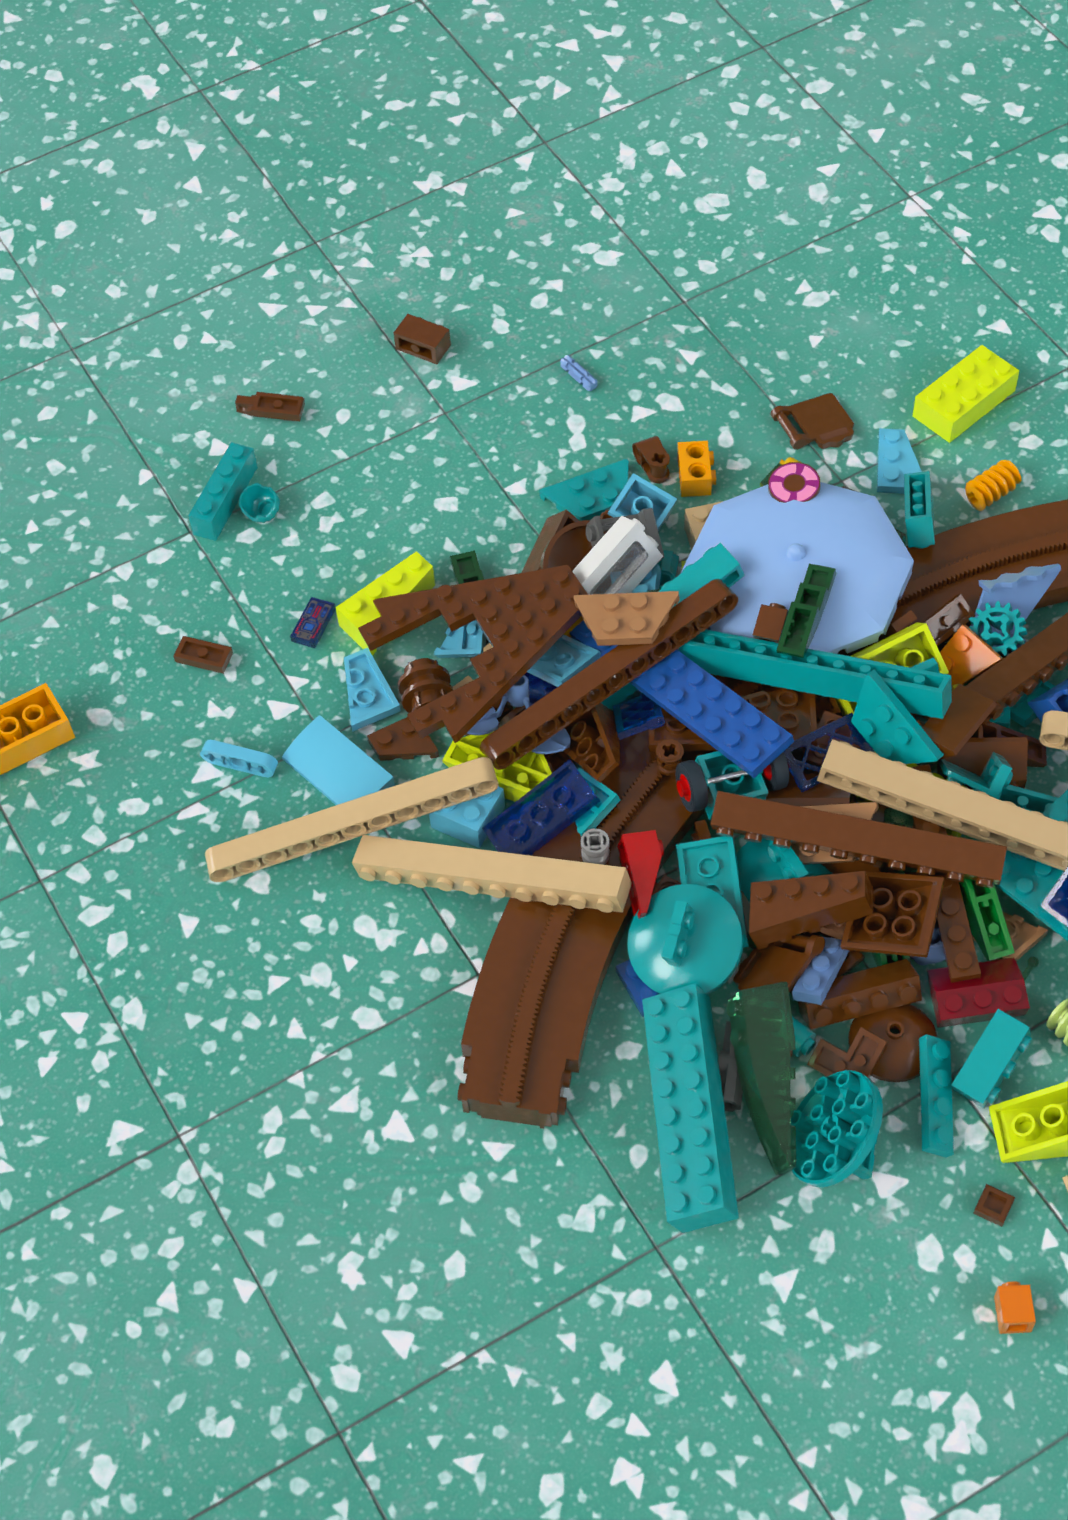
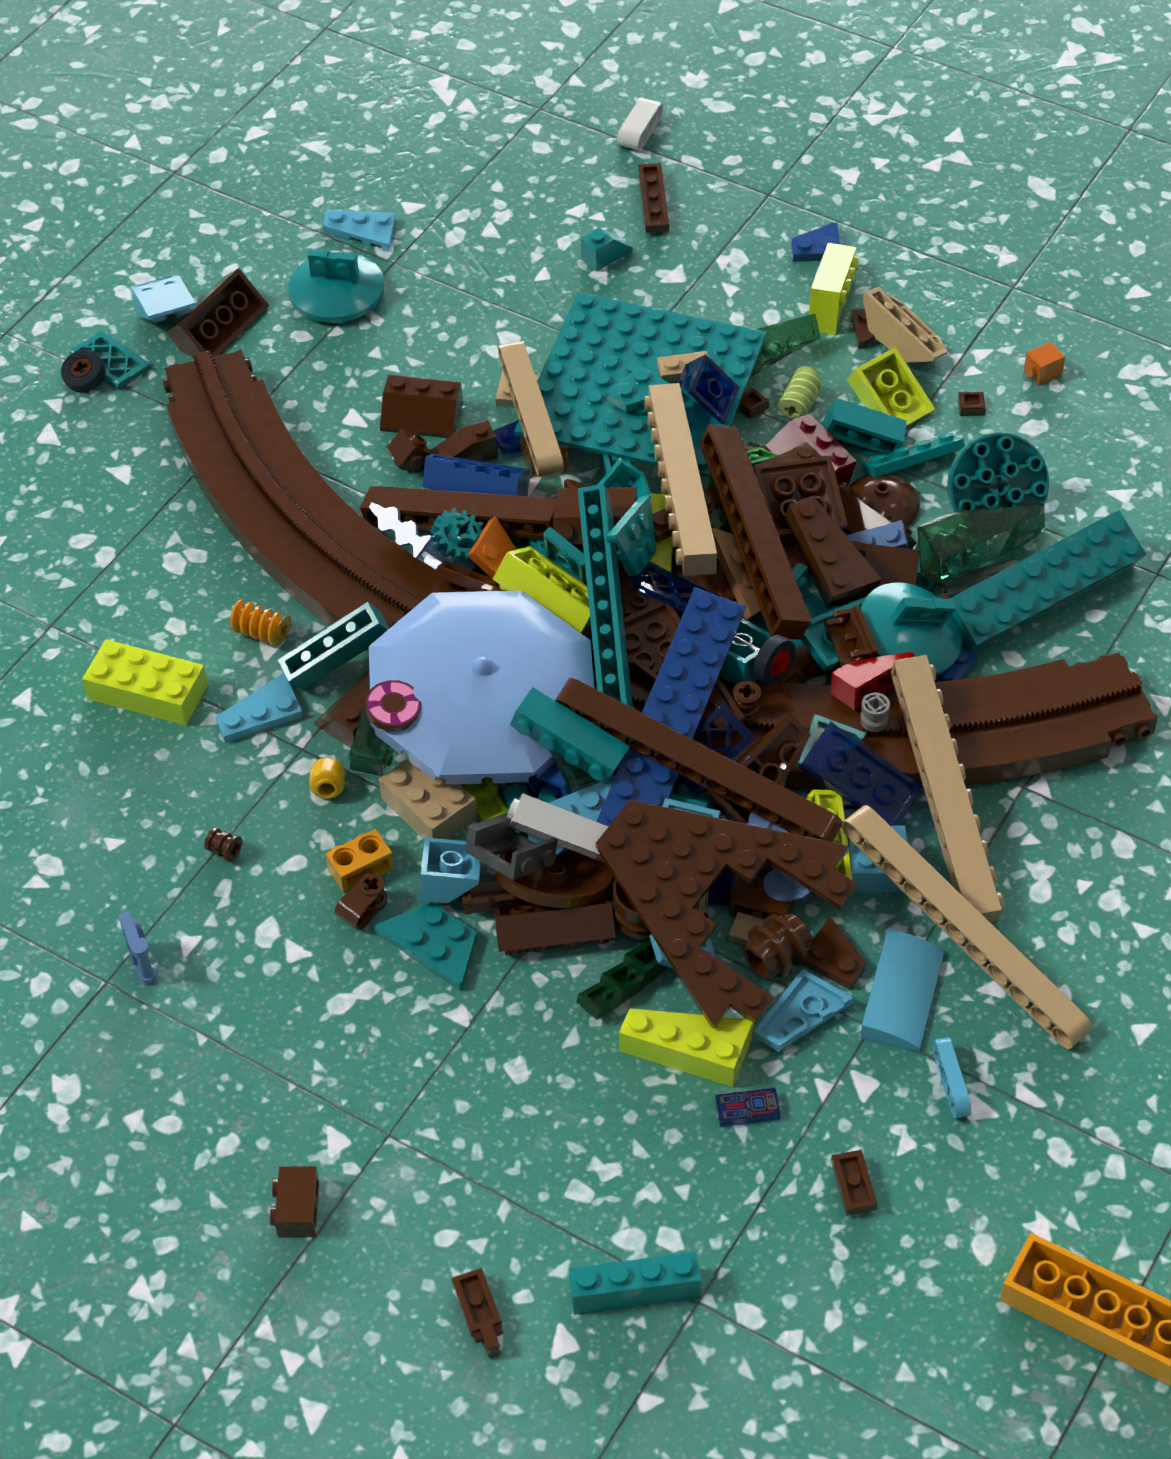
camera: 120 degrees left, 5 degrees down
(259, 503) = (631, 1233): teal hair -> none
(578, 373) = (270, 1027): medium blue axle -> none
(626, 616) = (641, 754): medium nougat wing -> none
(691, 871) = (851, 636): none -> reddish brown hinge
(696, 307) = (138, 948): none -> medium blue plate
(765, 394) = (223, 844): none -> reddish brown bush
(770, 622) = (575, 655): reddish brown brick -> none
(806, 611) = (552, 629): dark green slope -> none
(820, 420) = (233, 789): reddish brown piece -> none
(861, 1056) = (920, 502): reddish brown plate -> none

